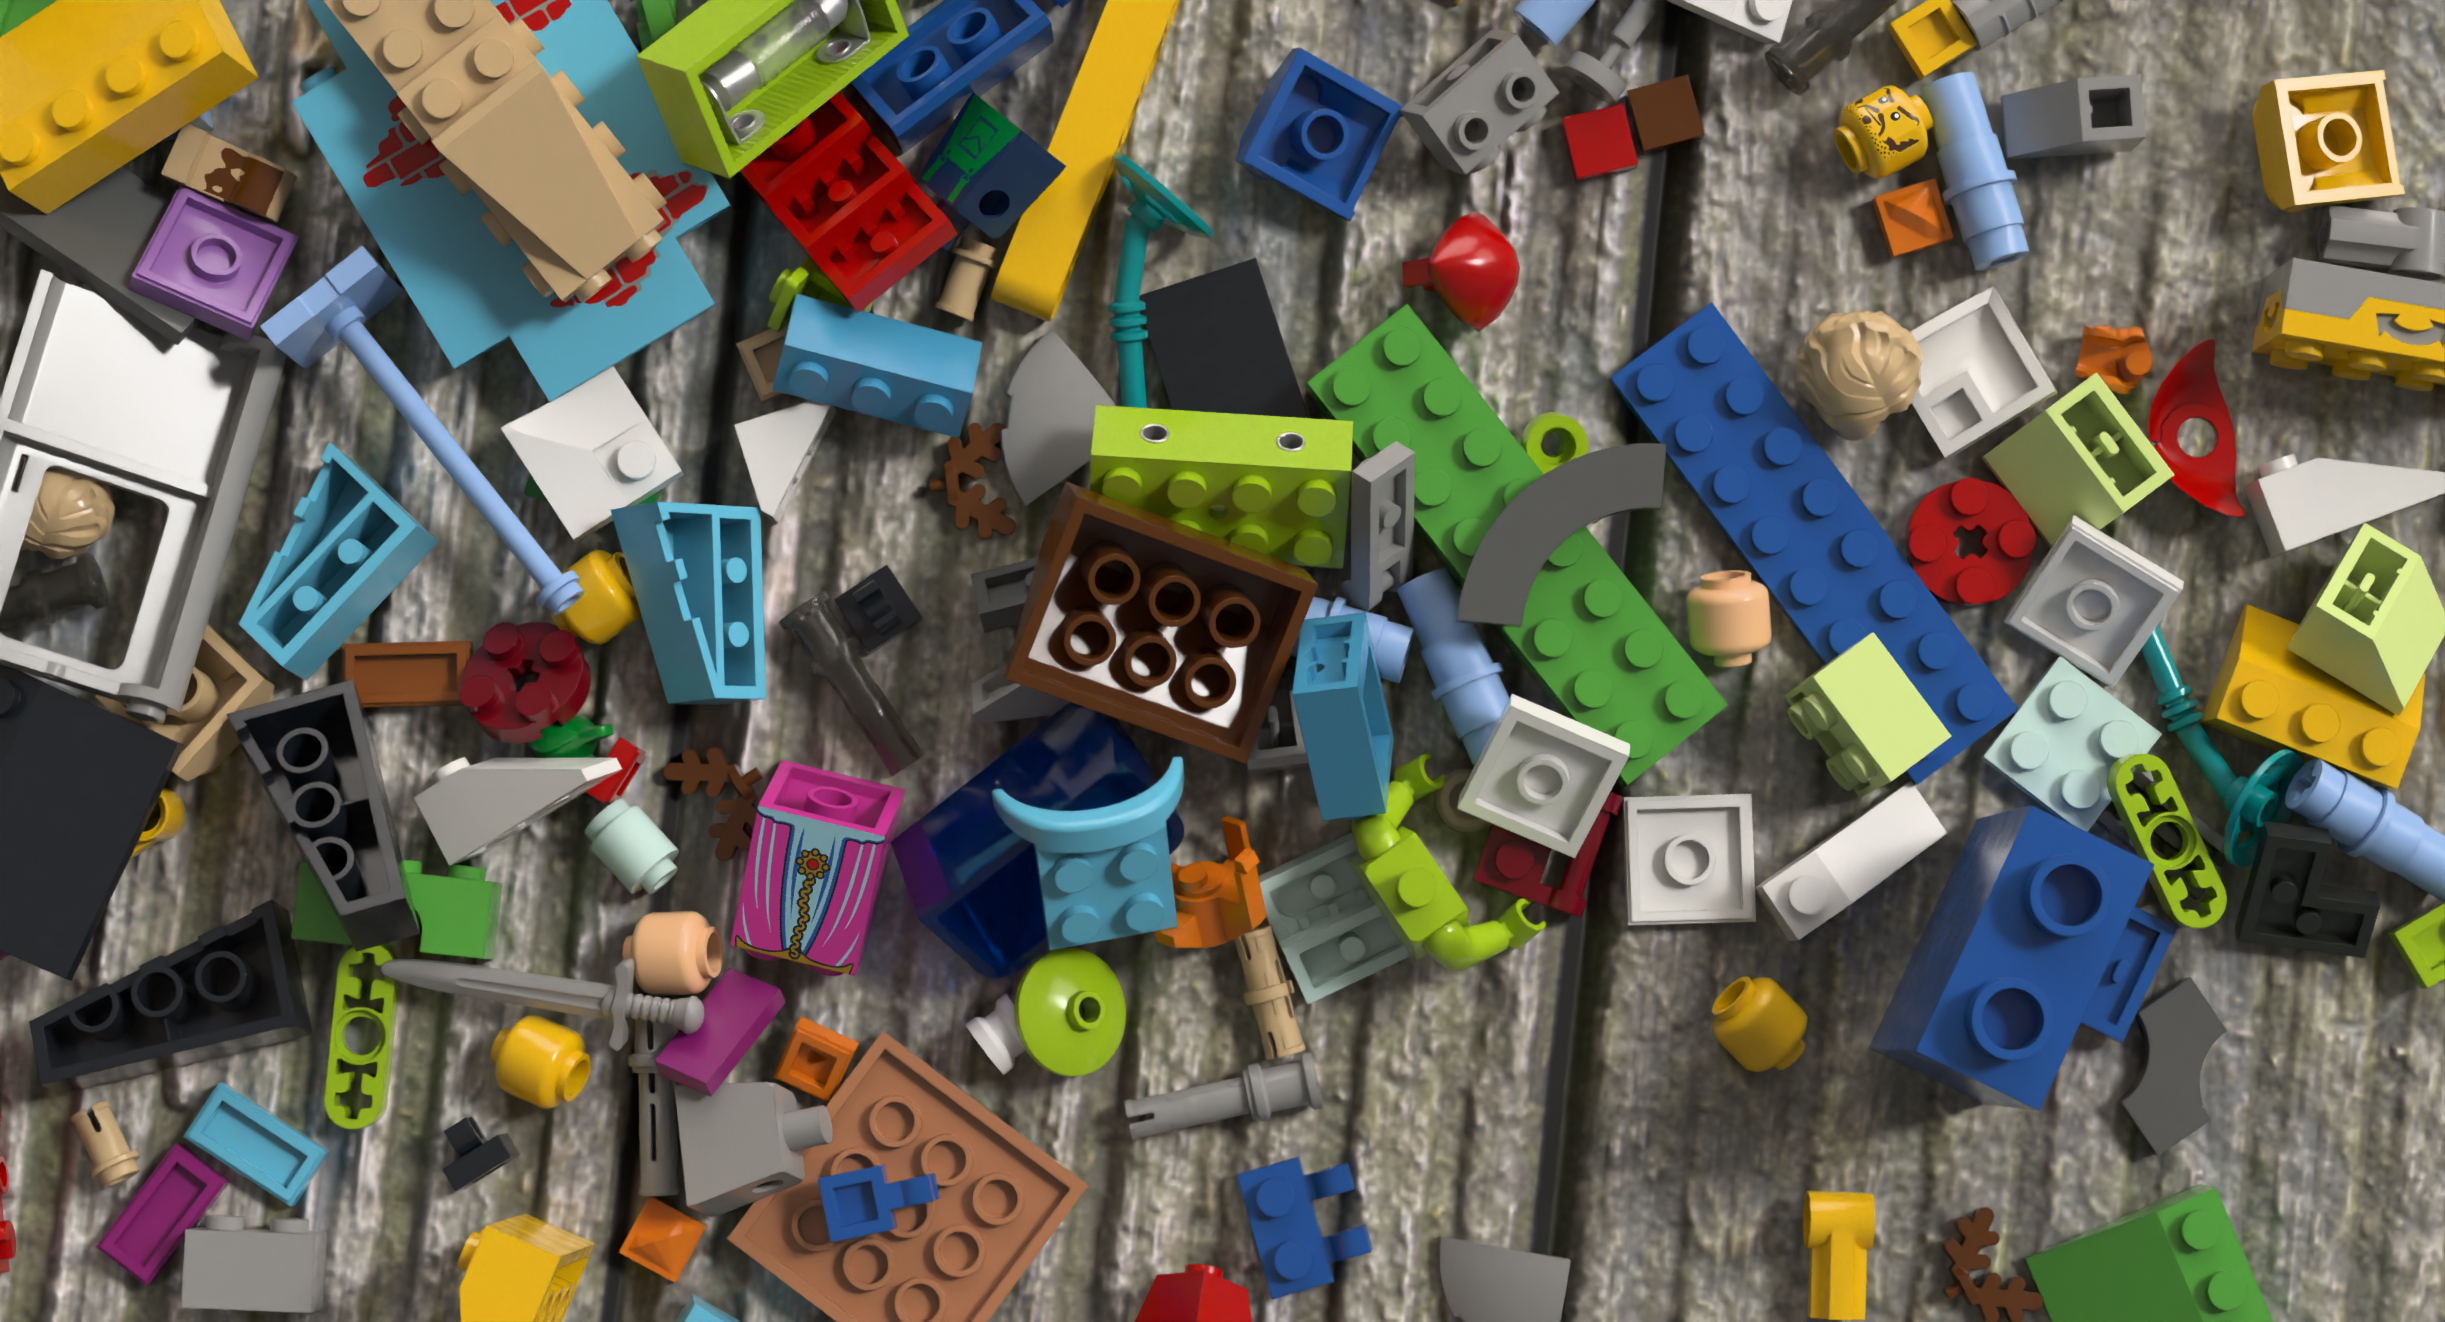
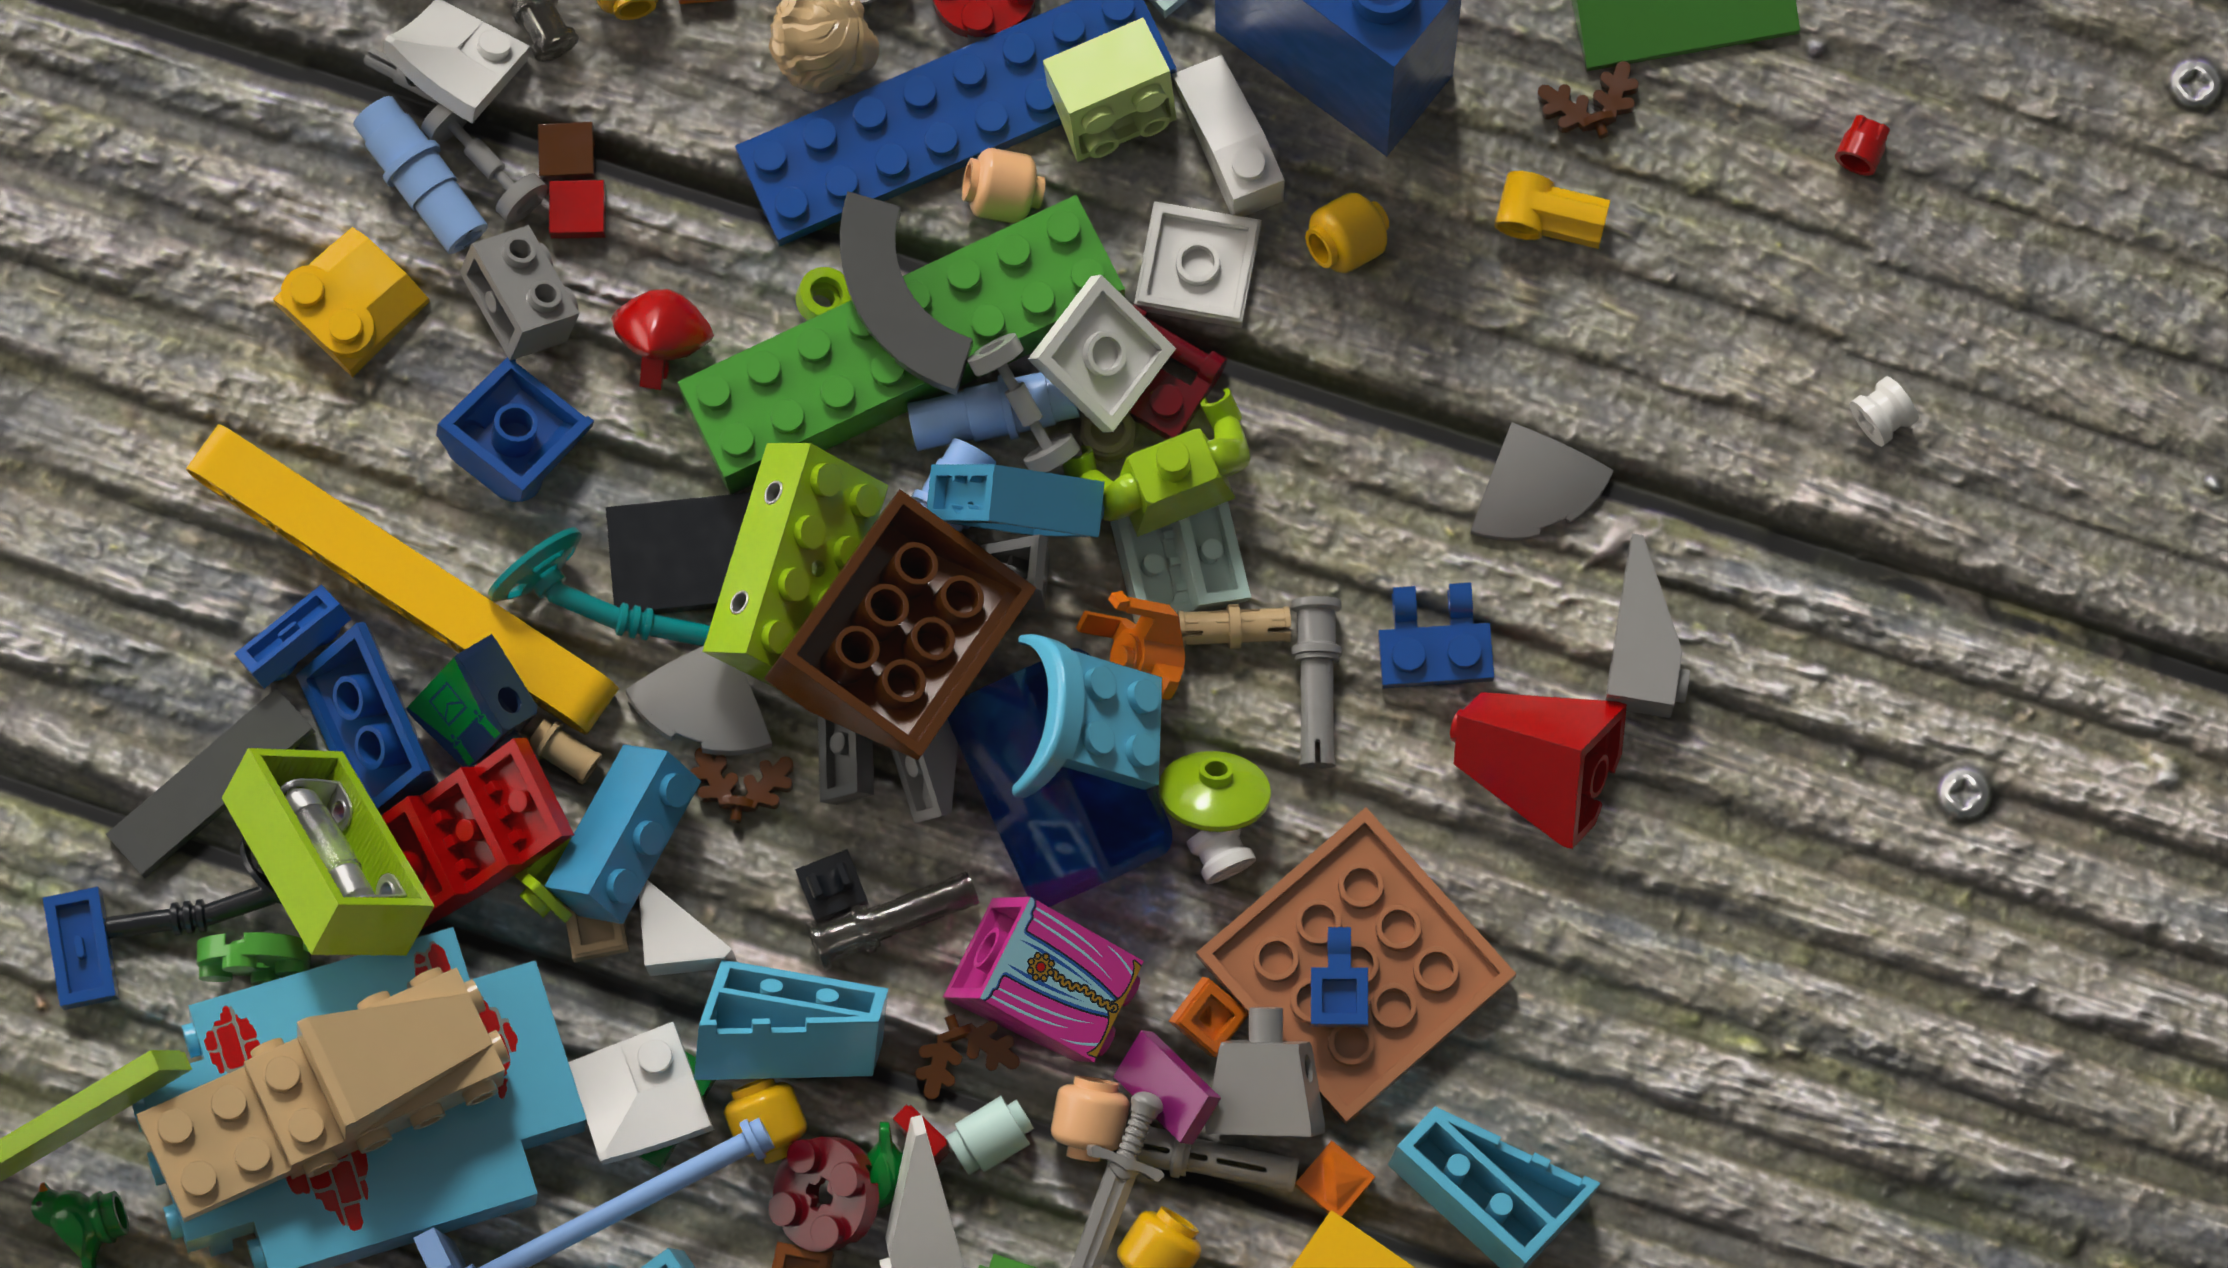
camera: 70 degrees left, 10 degrees down
(1381, 526) = (861, 440): light grey plate -> none
(1421, 742) = (996, 356): none -> light grey wheel

